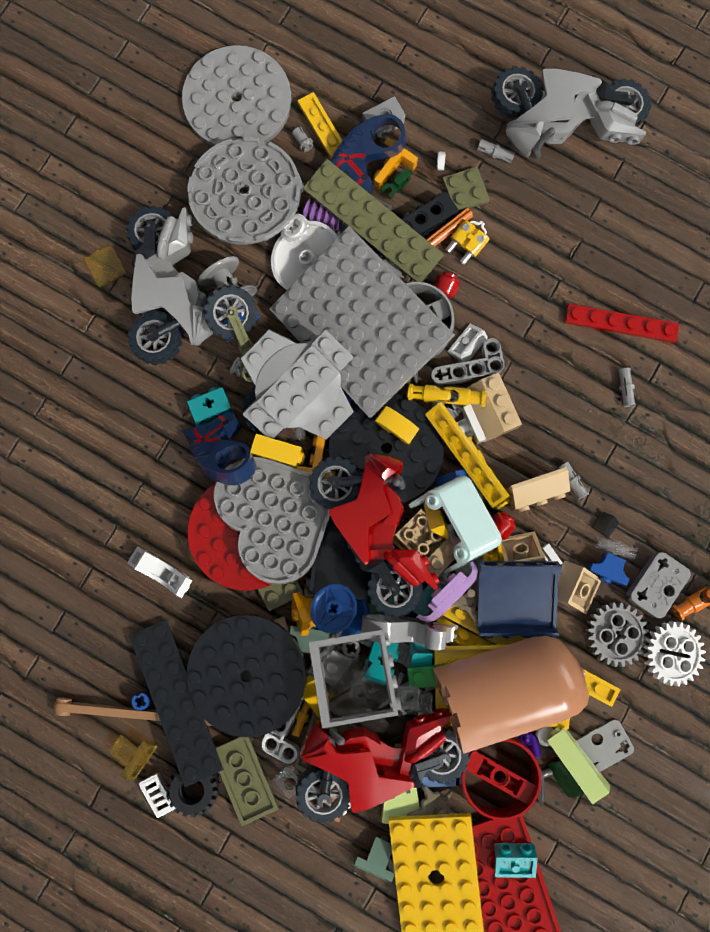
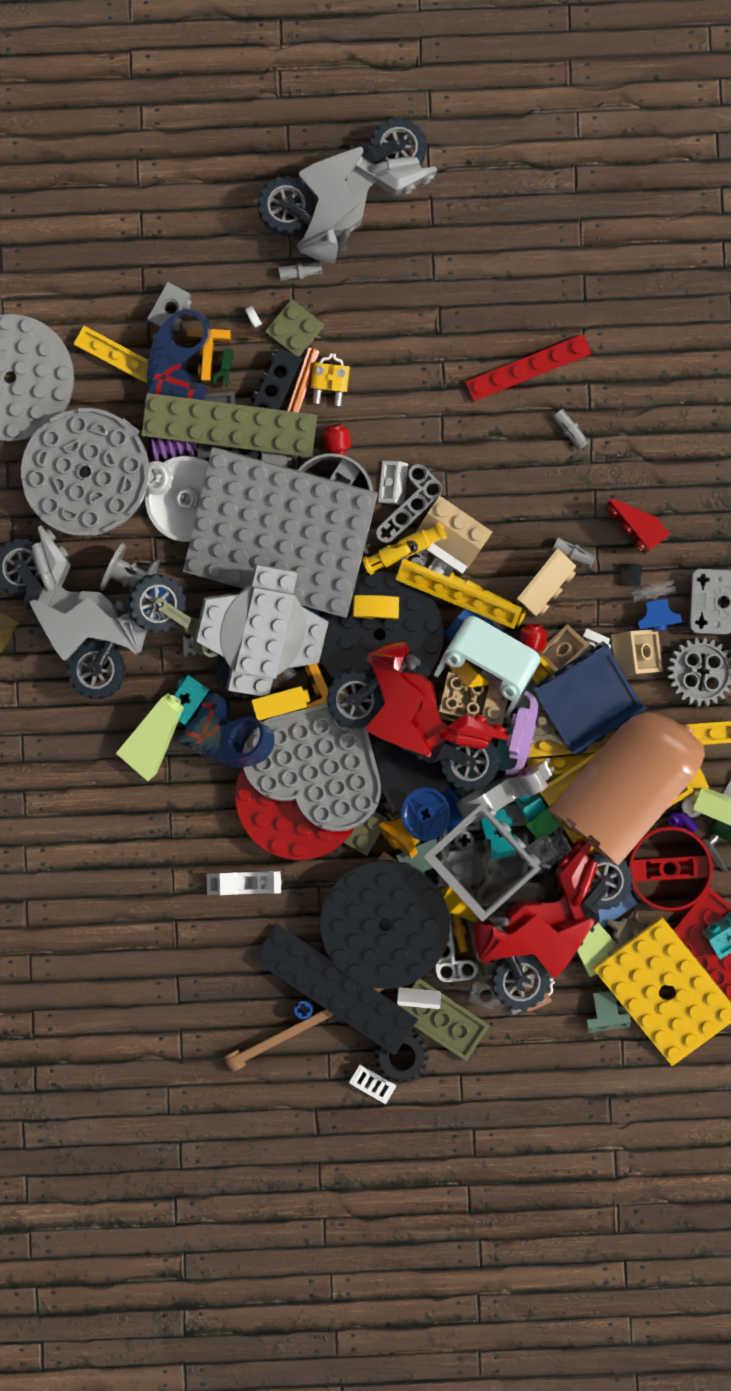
camera: 25 degrees left, 5 degrees up
(131, 756) = (326, 1063): clear yellow piece -> none
(163, 416) = (150, 740): none -> yellowish green slope
(236, 751) = (419, 998): none -> white slope
(302, 139) = (103, 379): light grey pin -> none
(639, 491) = (640, 525): none -> red slope

